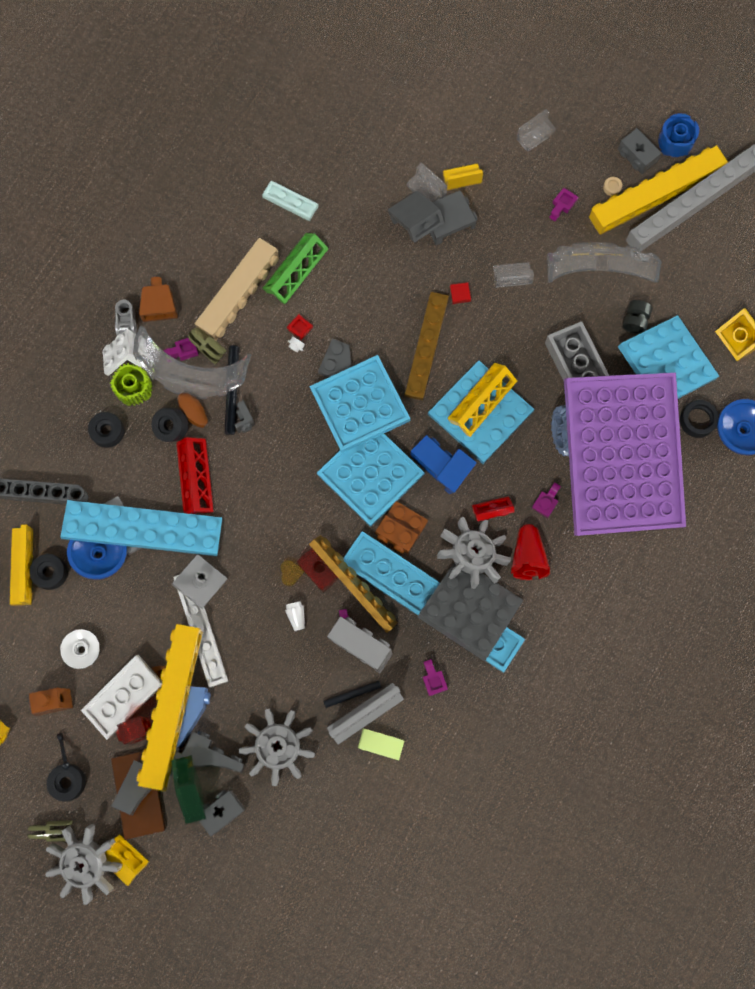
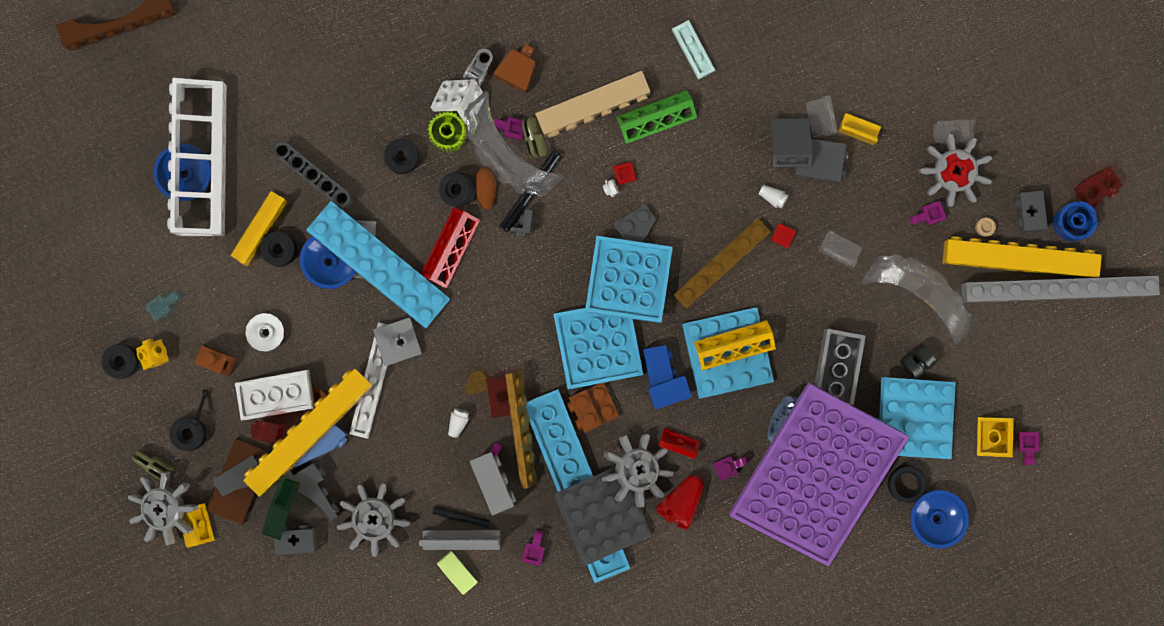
camera: 25 degrees right, 10 degrees up
(431, 267) = (774, 196): none -> white cone
(556, 148) = (965, 176): none -> light grey gear
(675, 101) = (1096, 184): none -> clear red brick

